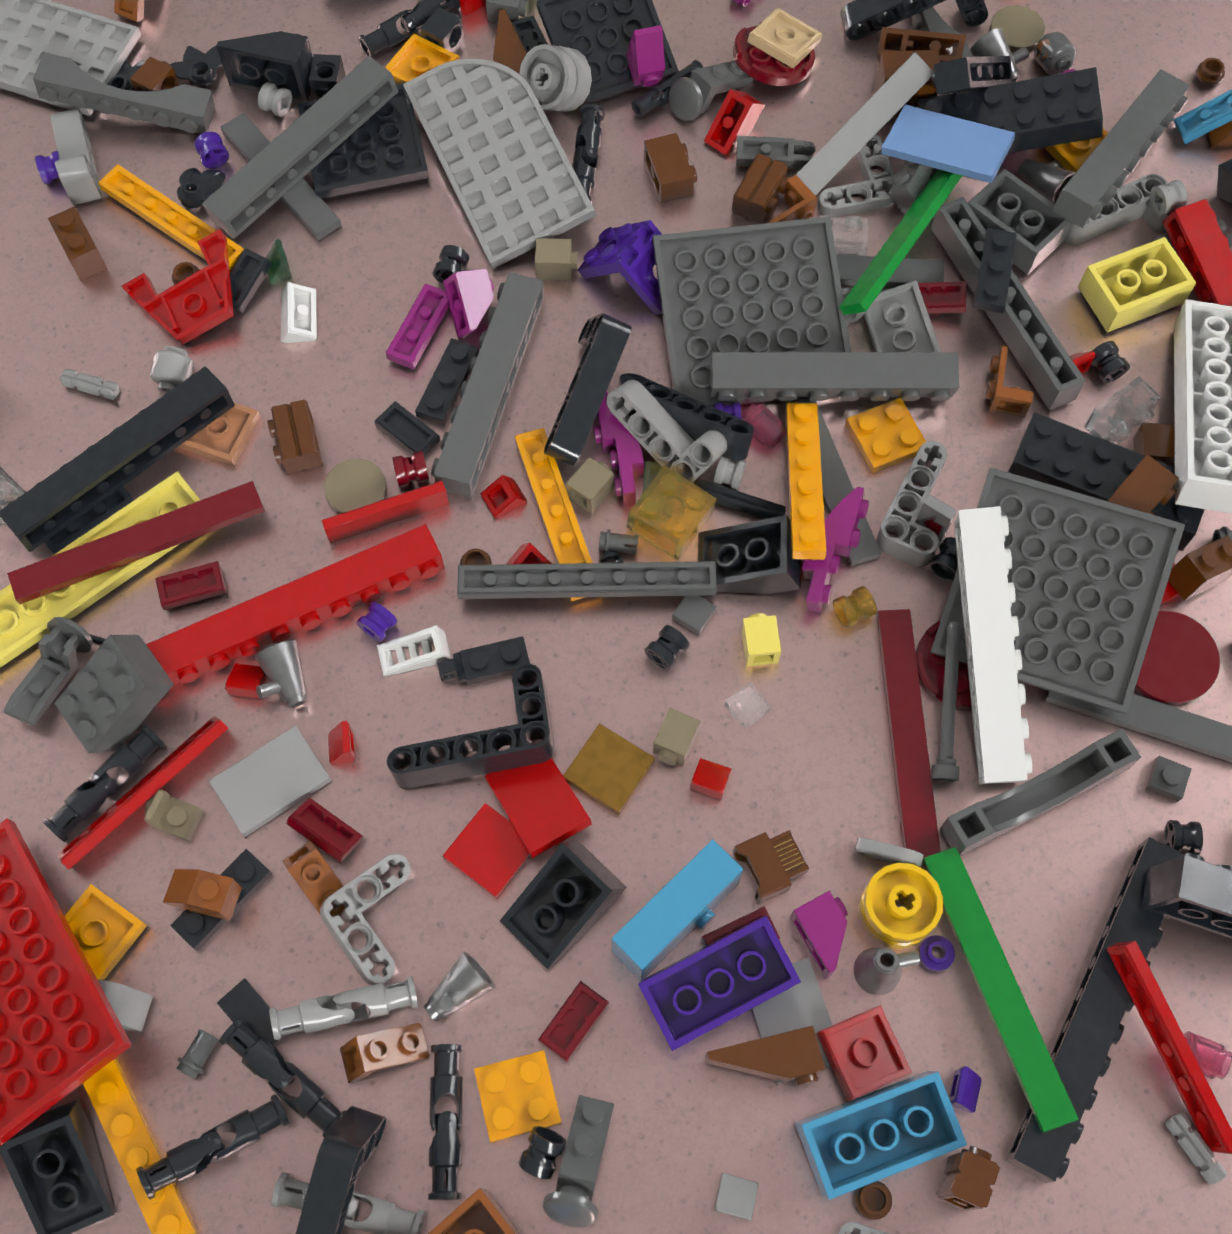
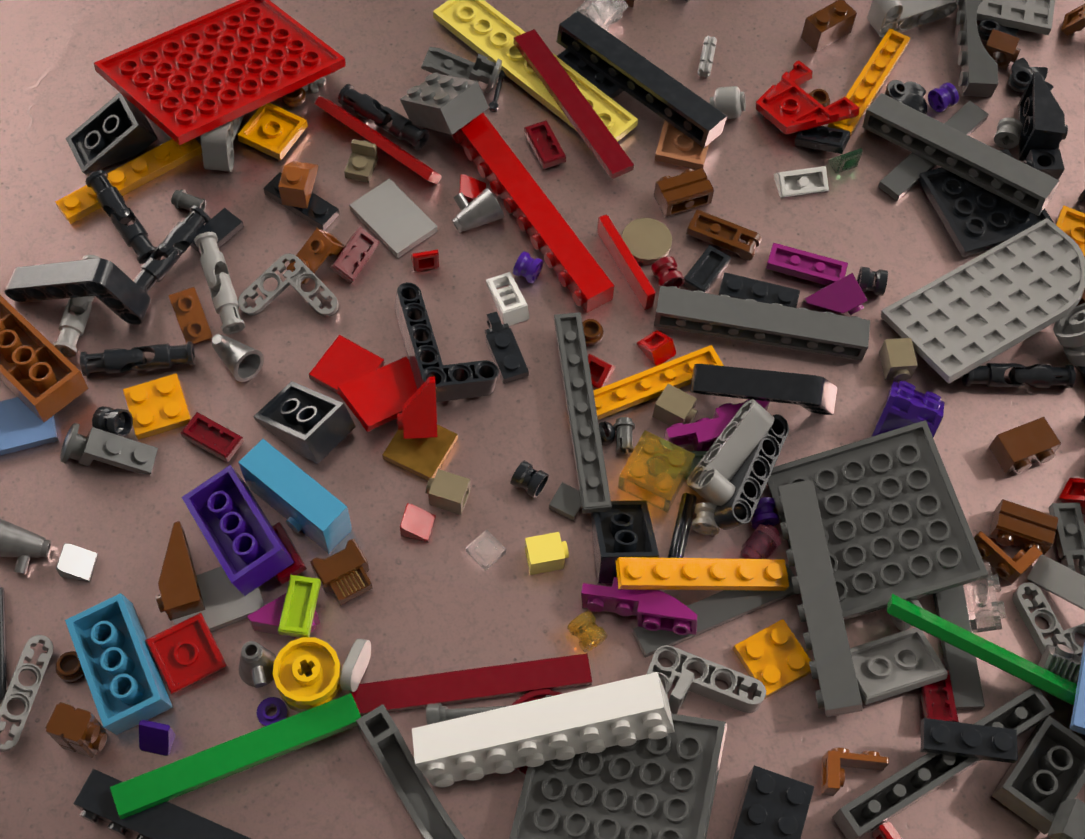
camera: 80 degrees right, 5 degrees down
(361, 404) = (724, 234): none -> reddish brown plate
(580, 753) = (420, 413): none -> red slope
(823, 908) = (299, 606): none -> lime tile

